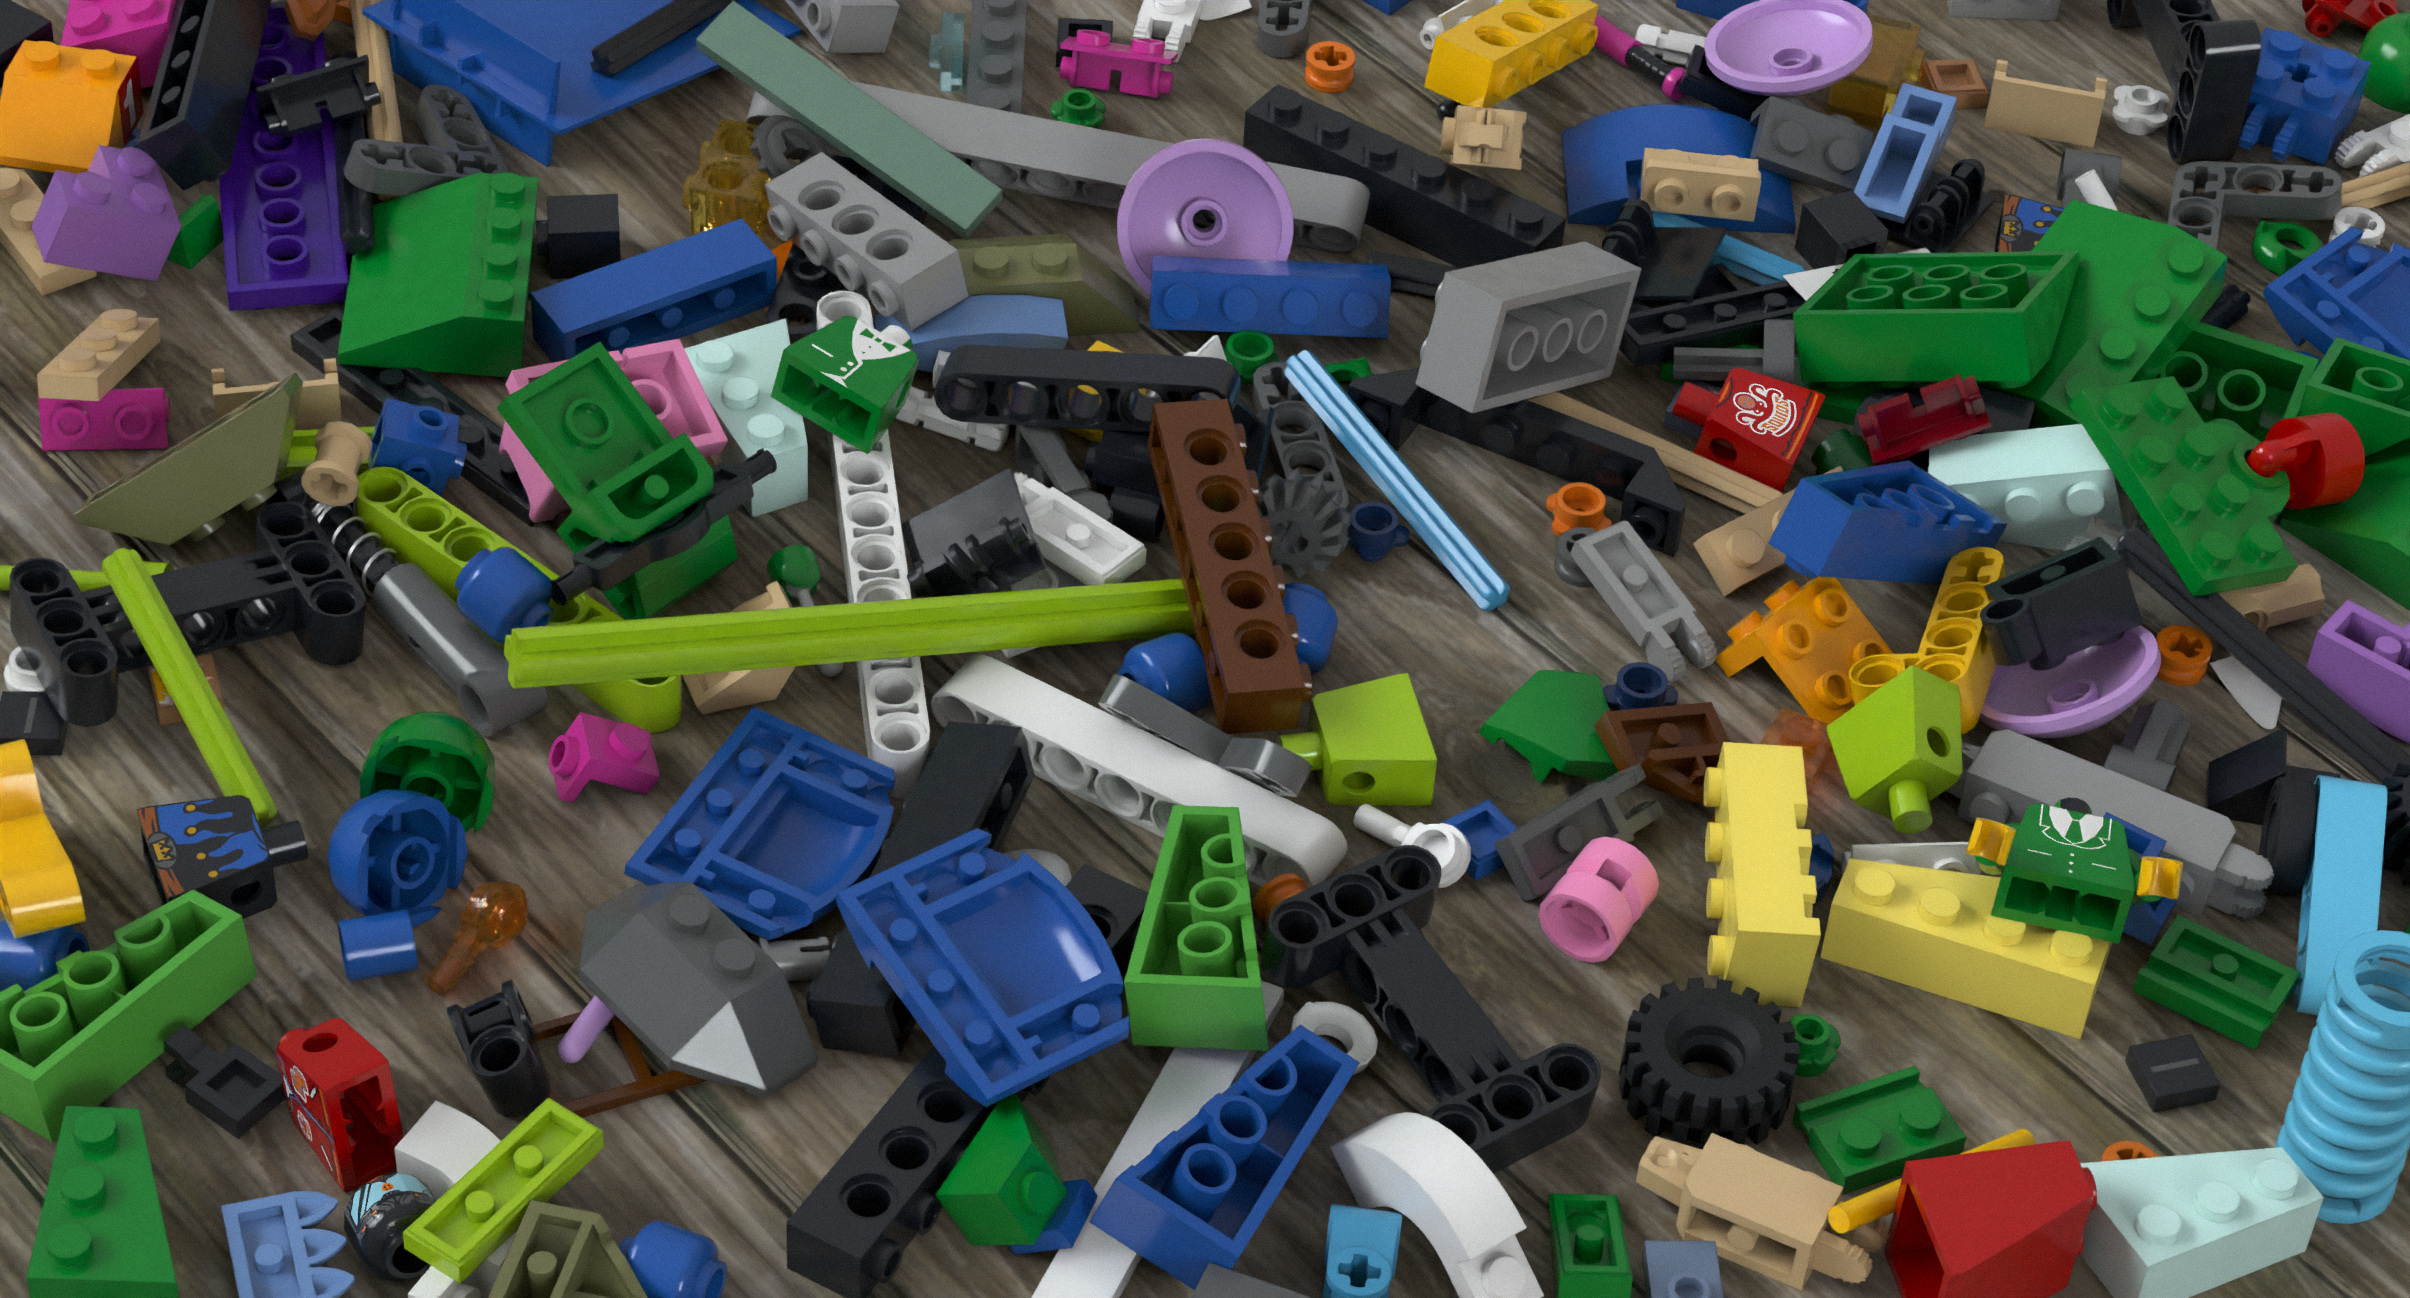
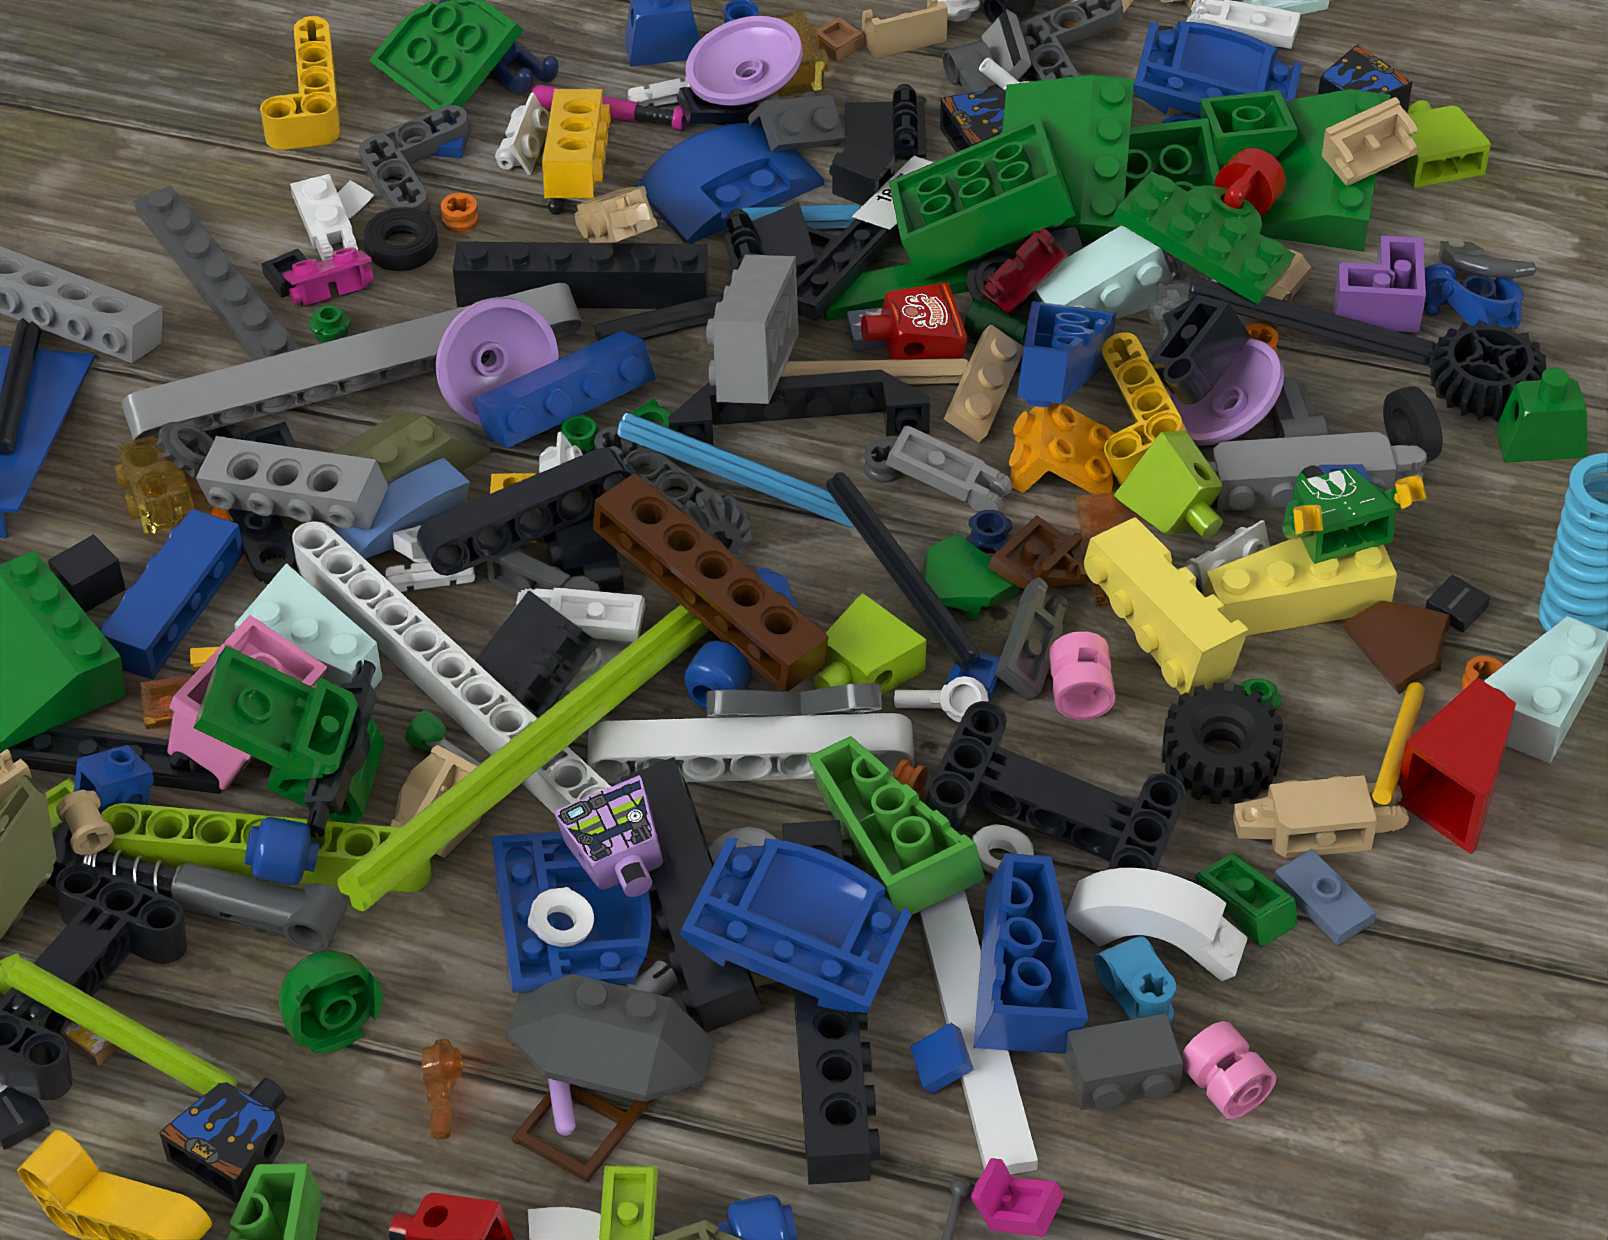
camera: 30 degrees left, 5 degrees up
(377, 945) = (385, 1130): blue beam -> none
(397, 854) = (348, 1065): blue cylinder -> none
(503, 1051) = (518, 1147): black piece -> none
(605, 753) = (411, 921): dark pink bracket -> none
(743, 801) = (563, 901): none -> white piece
(848, 379) = (376, 584): green torso -> none
(849, 119) = (210, 403): sand green tile -> none
(876, 770) = (614, 836): none -> torso
(948, 51) = (214, 322): clear light blue plate -> none
(1004, 1180) = (905, 1053): green slope -> none
(1236, 42) = (401, 221): none -> black tyre
(1375, 530) = (757, 507): dark blue plate -> none
(1482, 678) = (903, 571): none -> black axle
(1577, 506) = (857, 432): orange plate -> none
(1700, 184) = (761, 180): tan bracket -> none
(1715, 364) = (896, 274): dark grey piece -> none
(1876, 1127) = (1336, 728): green plate -> none
(1906, 152) = (858, 98): medium blue slope -> none
(2054, 1073) = (1400, 640): none -> reddish brown slope
(2154, 179) = (1008, 45): none -> light grey tile
(2216, 982) = (1440, 535): green plate -> none
(2243, 779) = (1361, 398): black slope -> none
(2249, 691) = (1308, 345): white sticker -> none
(2275, 255) = (1105, 61): green piece -> none
(2340, 881) = (1475, 451): medium azure beam -> none
(2361, 219) = (1136, 23): white bush -> none

